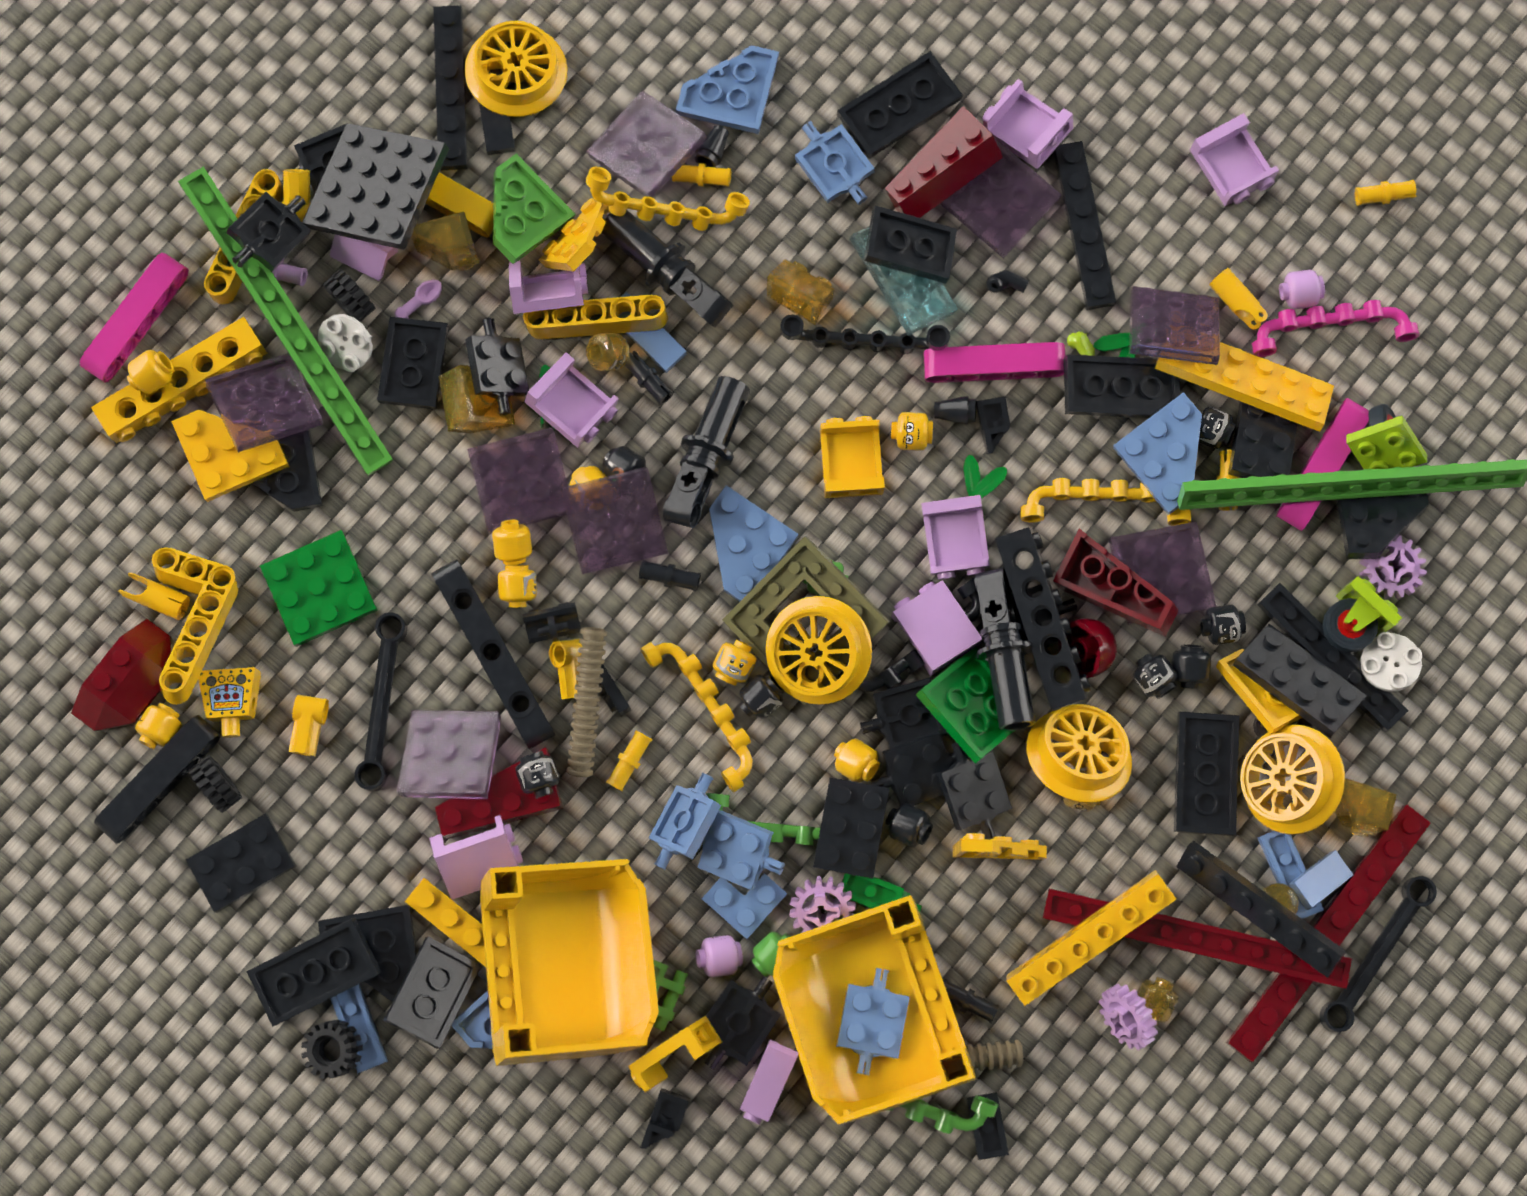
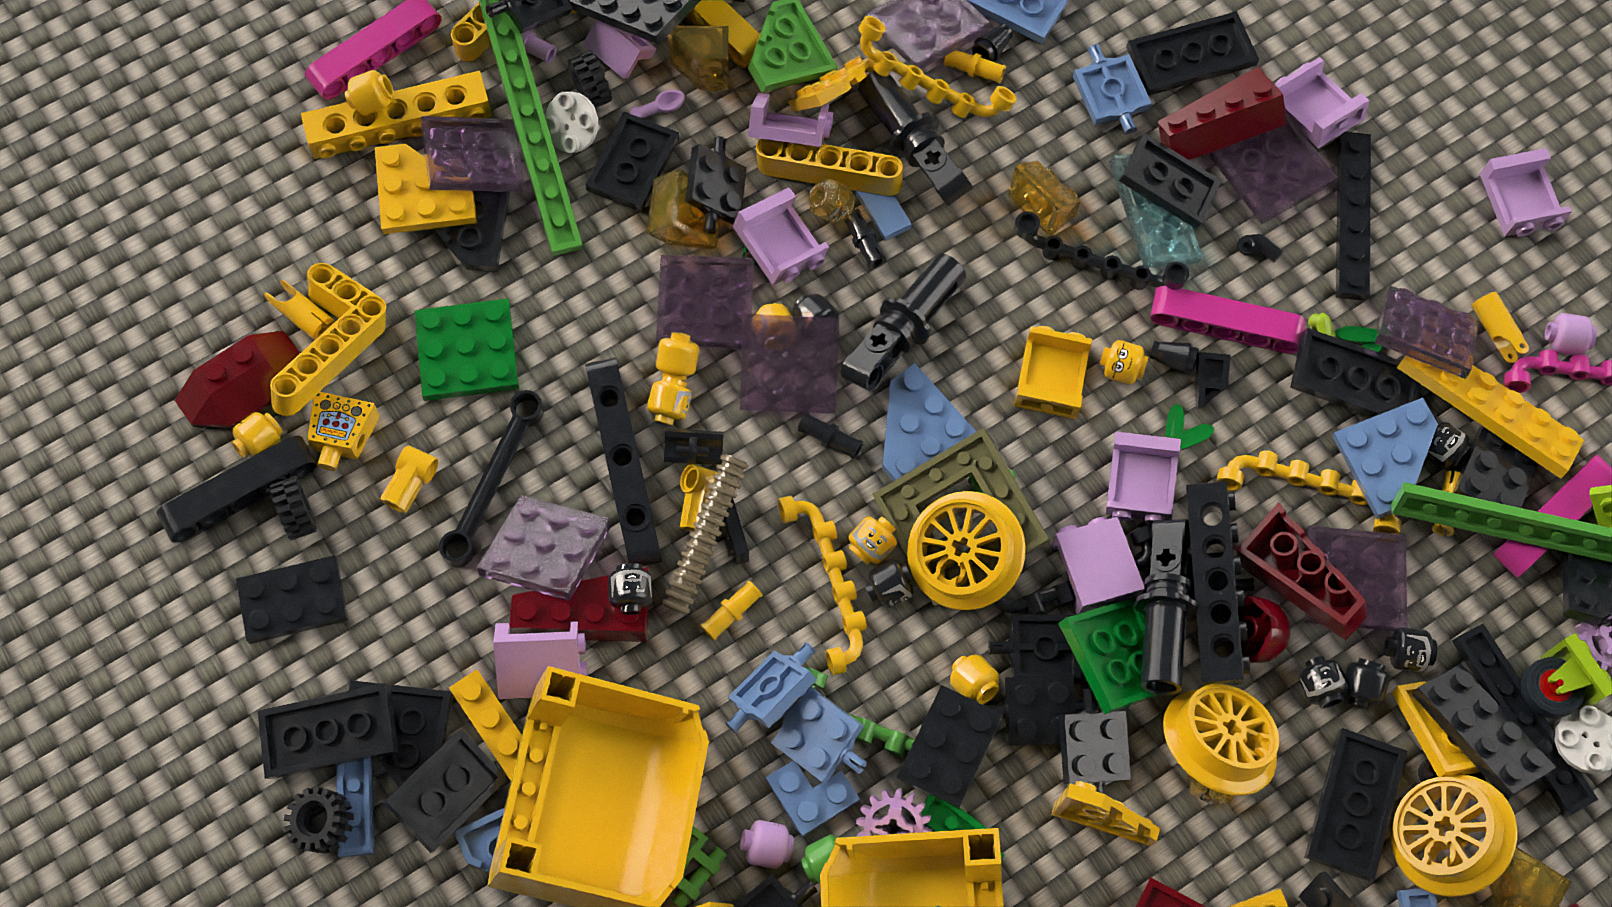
camera: 15 degrees right, 10 degrees down
(909, 825) = (1013, 764): black head -> none

